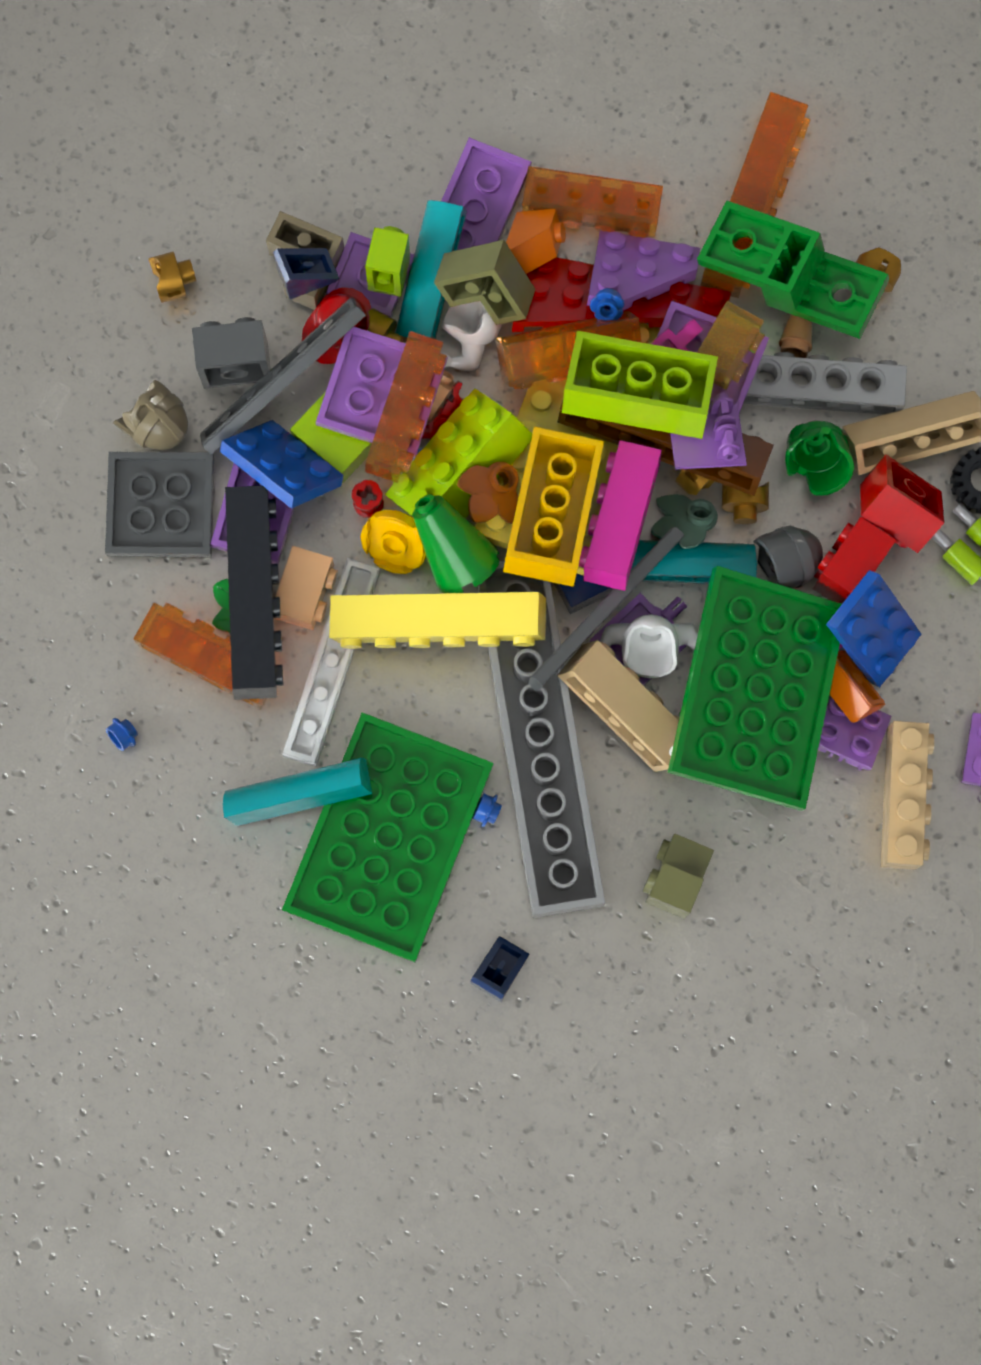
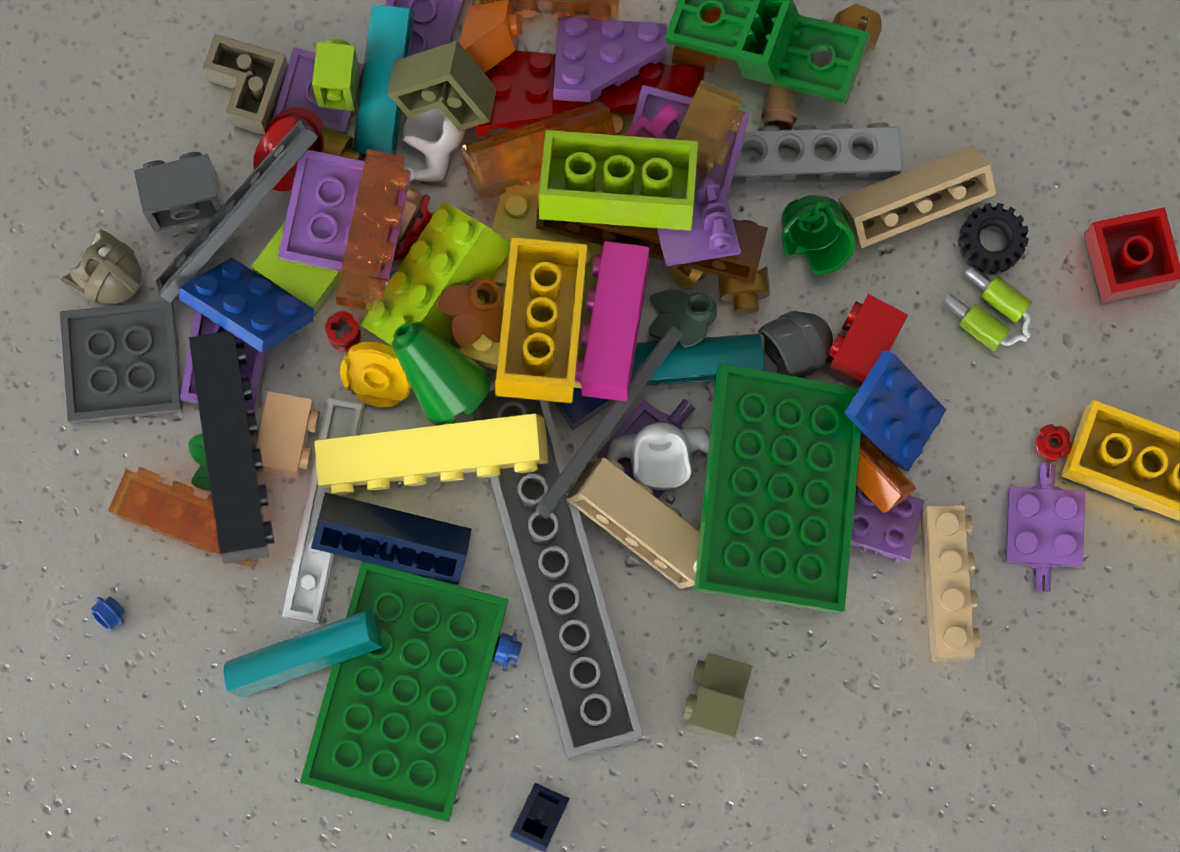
camera: 10 degrees left, 0 degrees up
(172, 276) = (107, 115): pearl gold piece -> none
(304, 269) = (248, 94): dark blue slope -> none
(391, 694) = (391, 538): none -> dark blue brick
(610, 298) = (575, 90): blue plate -> none
(901, 504) = (909, 275): red brick -> none

